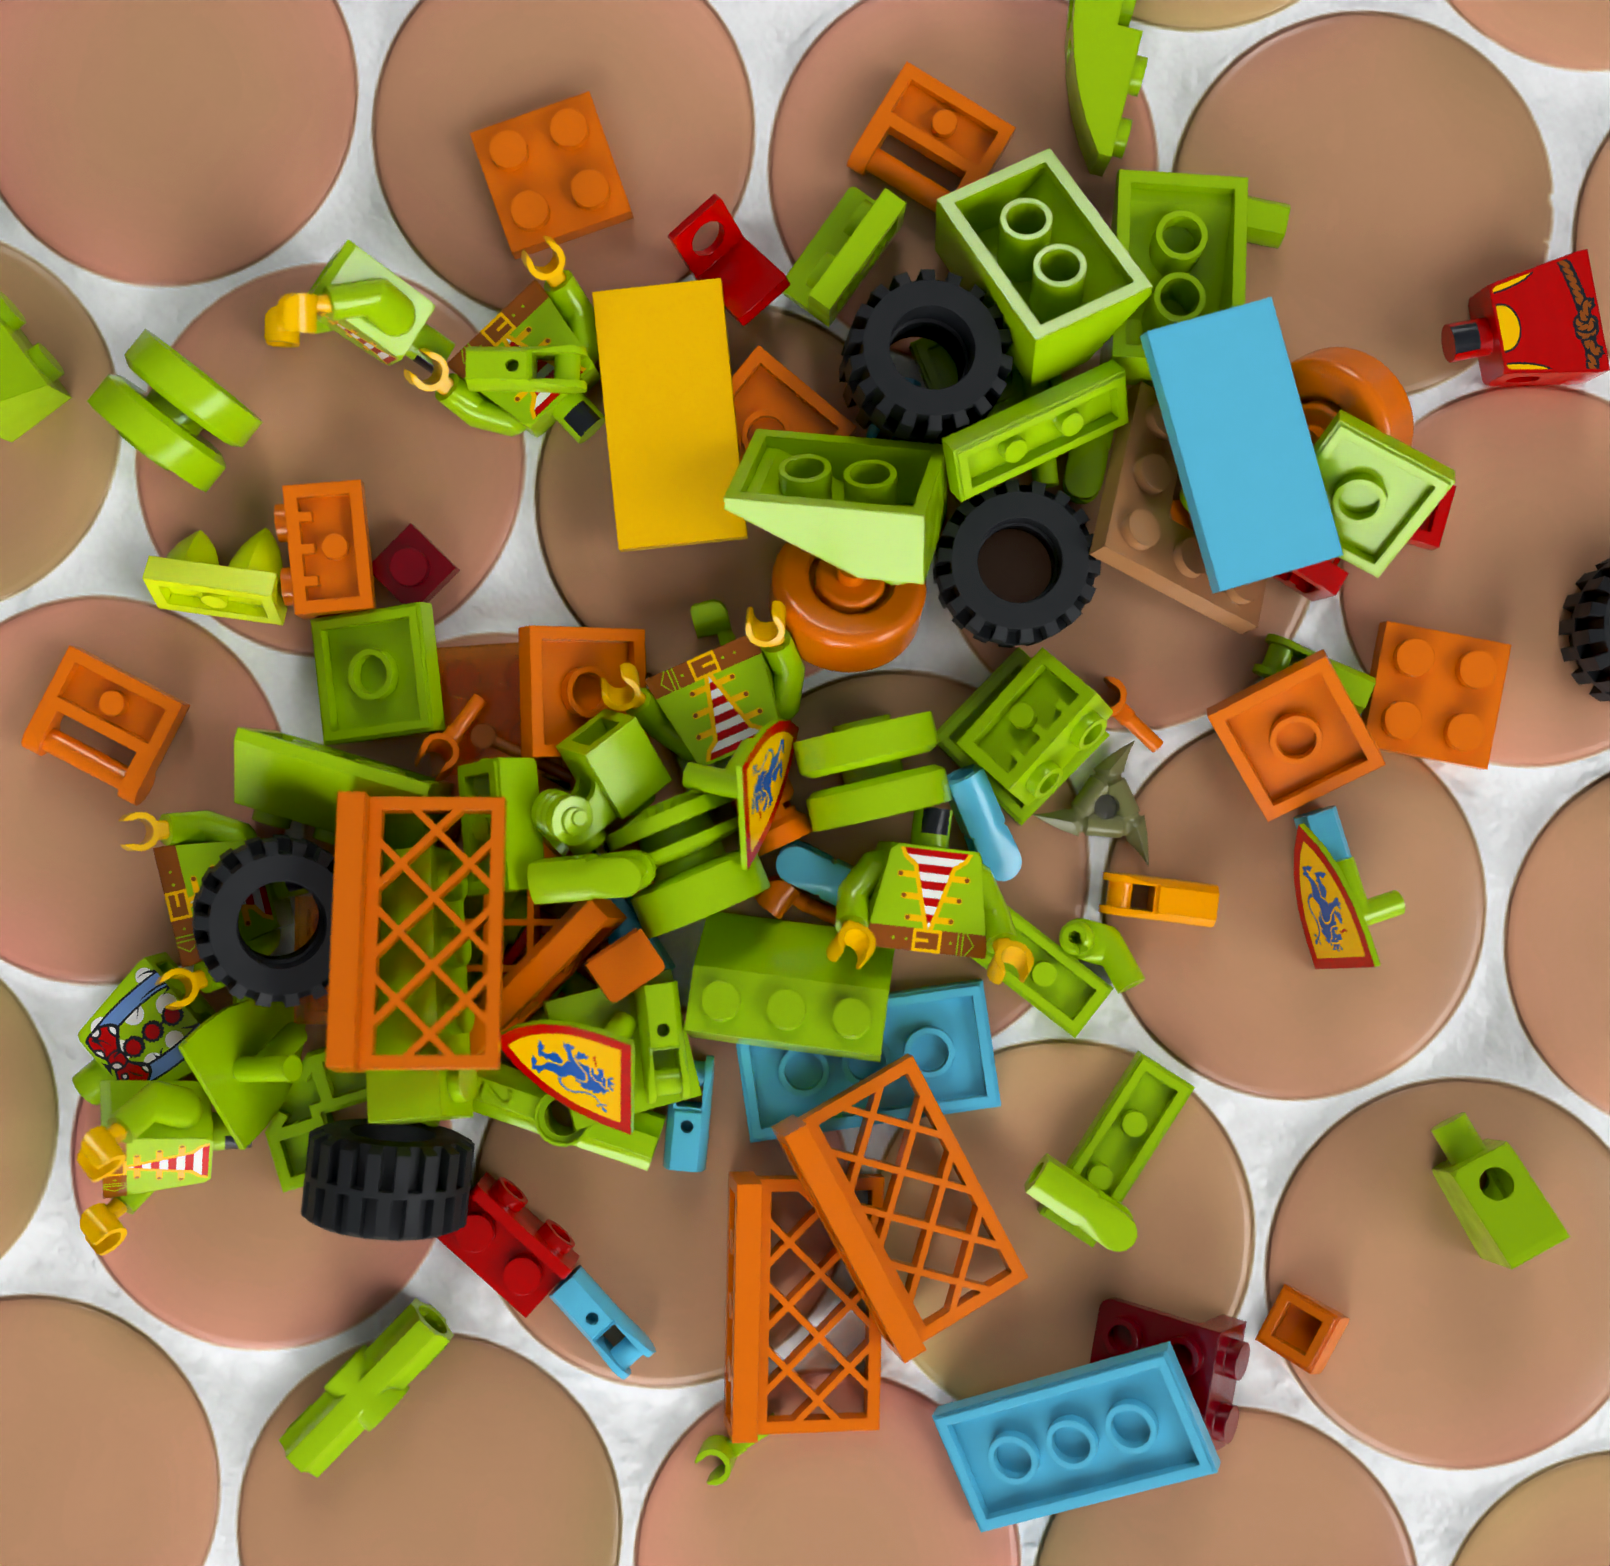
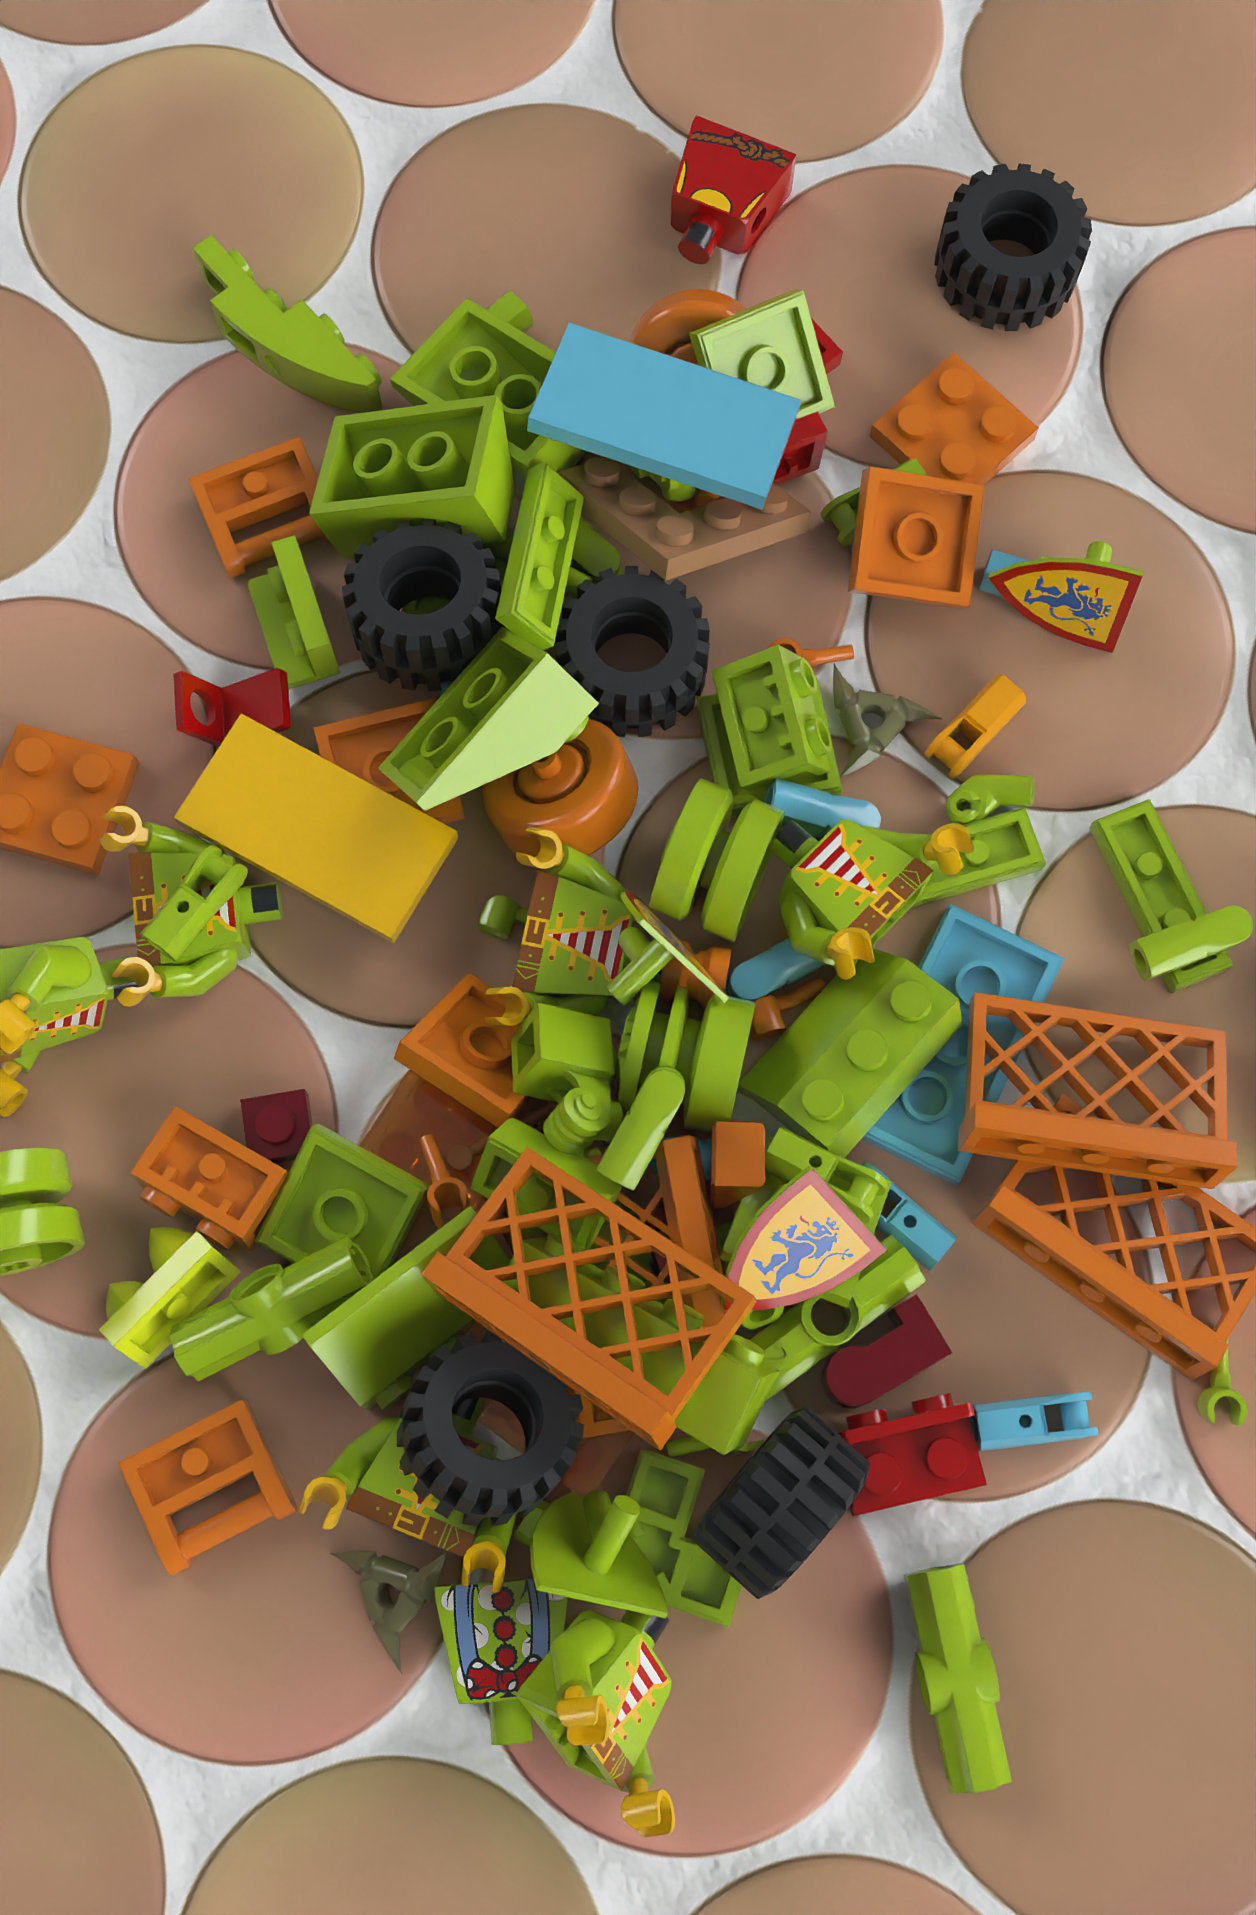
camera: 55 degrees left, 15 degrees down
(126, 906) = (414, 1586): none -> olive piece
(262, 677) = (270, 1309): none -> lime piece
(564, 1179) = (865, 1373): none -> dark red leg

